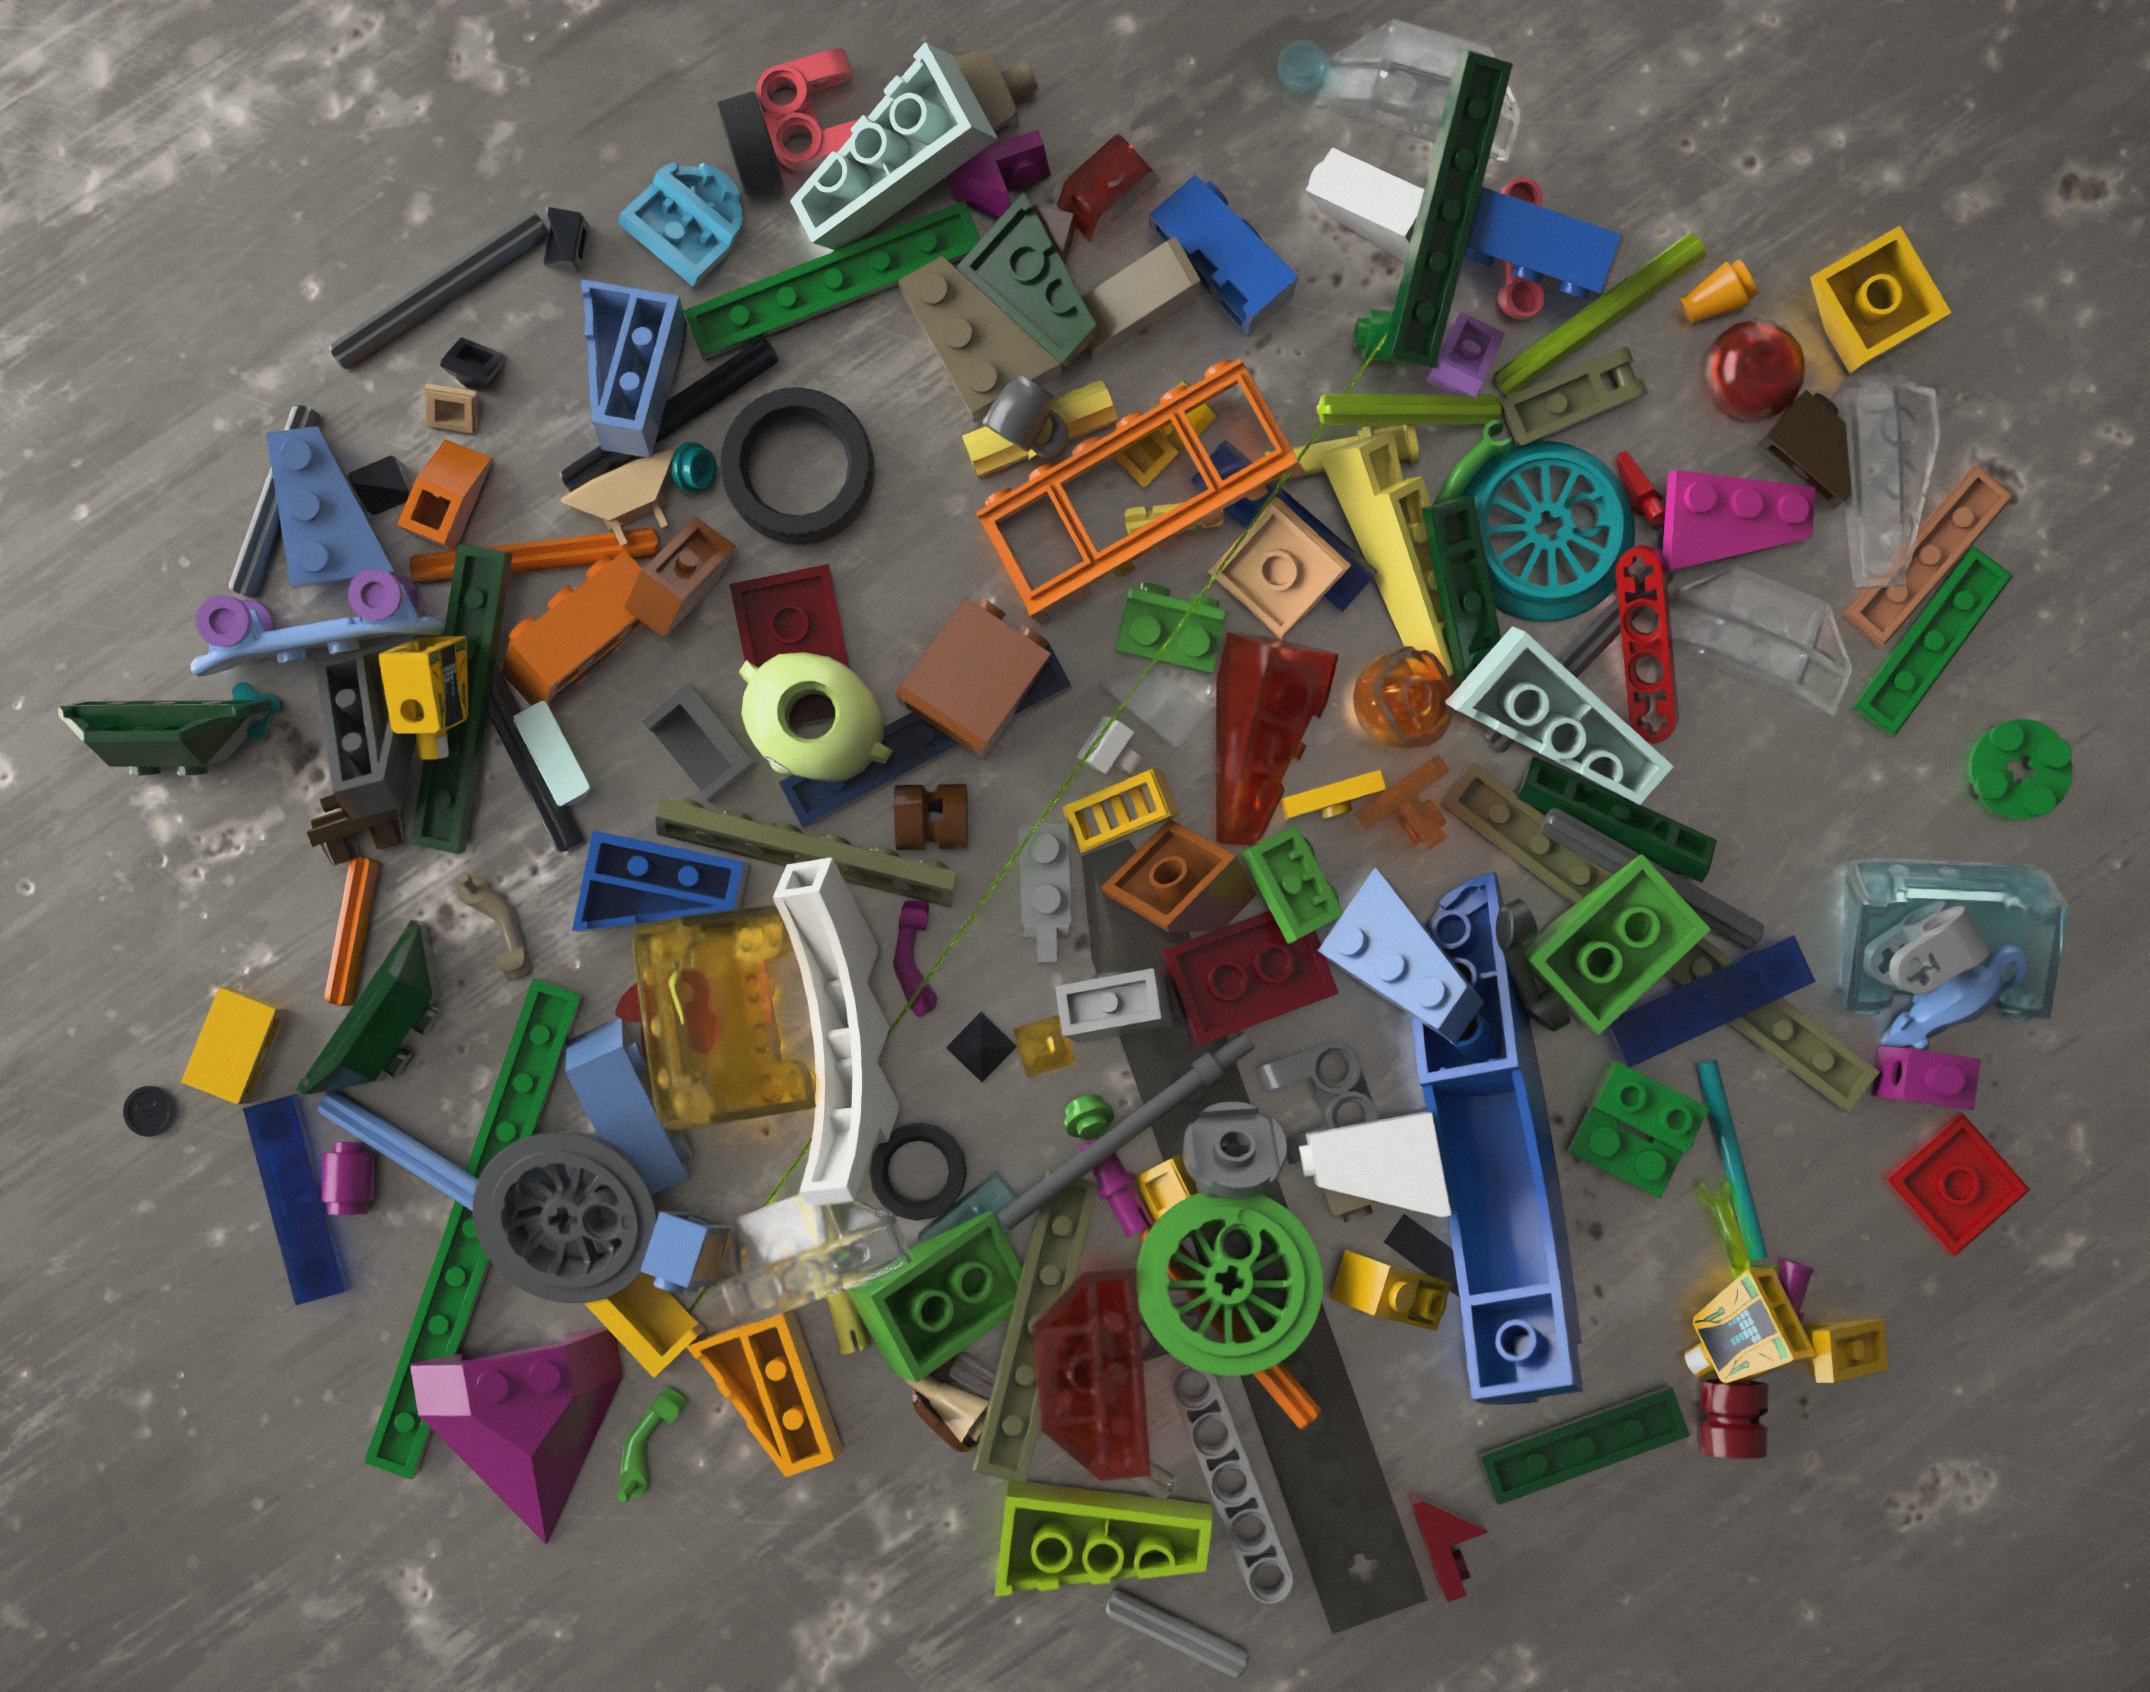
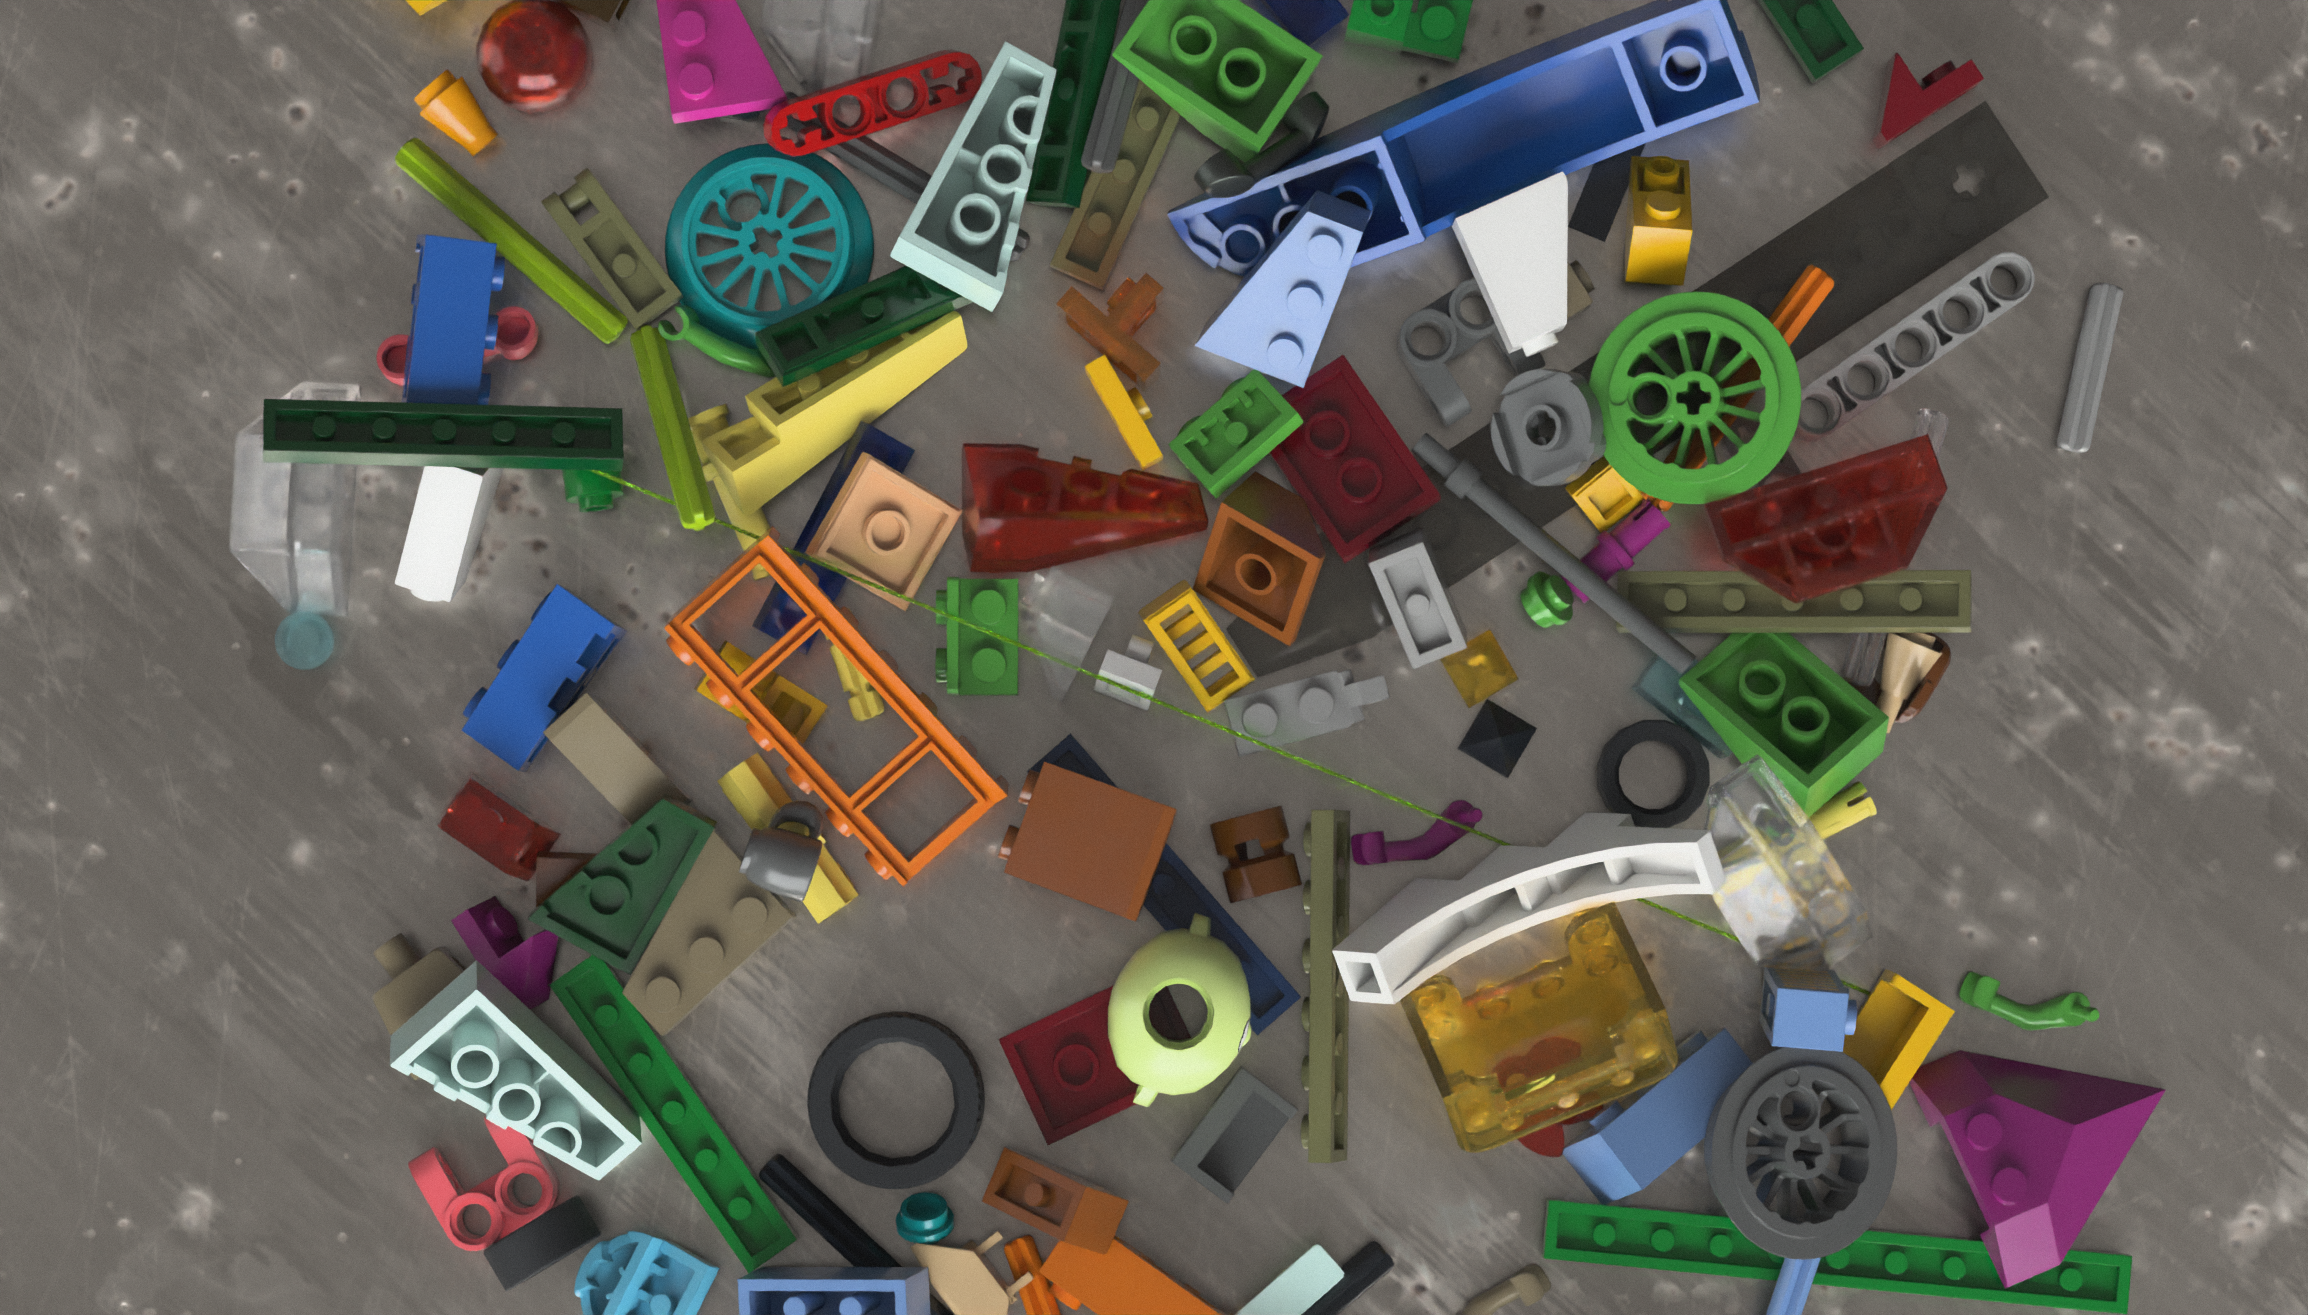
camera: 105 degrees left, 0 degrees up
(650, 882) = (1405, 1147): blue wedge -> none
(774, 1388) = (1934, 874): light orange wedge -> none
(1096, 1536) = (2007, 480): lime wedge -> none
(1403, 698) = (998, 358): clear orange cylinder -> none
(1466, 356) = (593, 377): medium lavender slope -> none
(1641, 492) = (701, 148): red bar -> none

